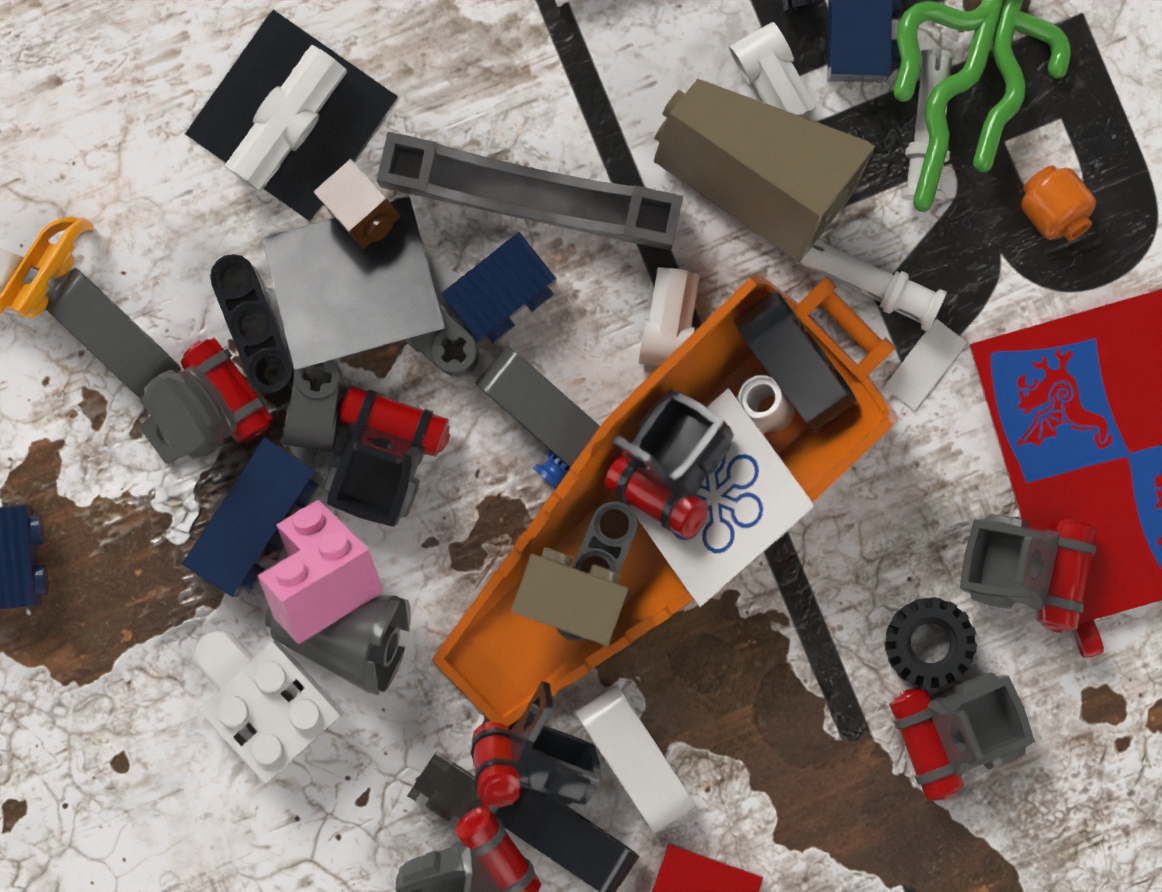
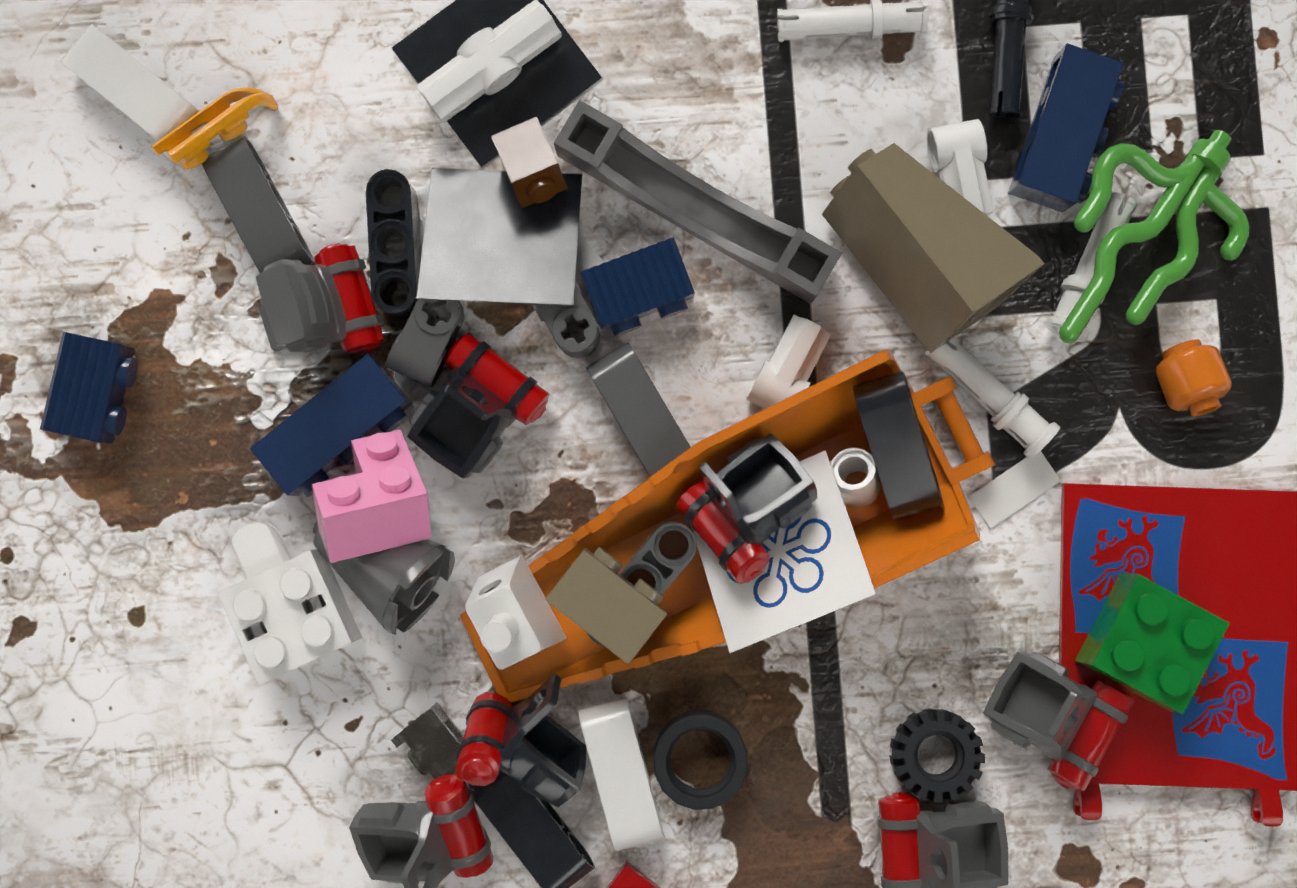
camera: 20 degrees right, 0 degrees up
(484, 638) = (513, 616): none -> white torso
(552, 470) = (631, 474): blue bush -> none
(705, 758) = (704, 797): none -> black tyre
(1096, 468) = (1152, 642): none -> green brick

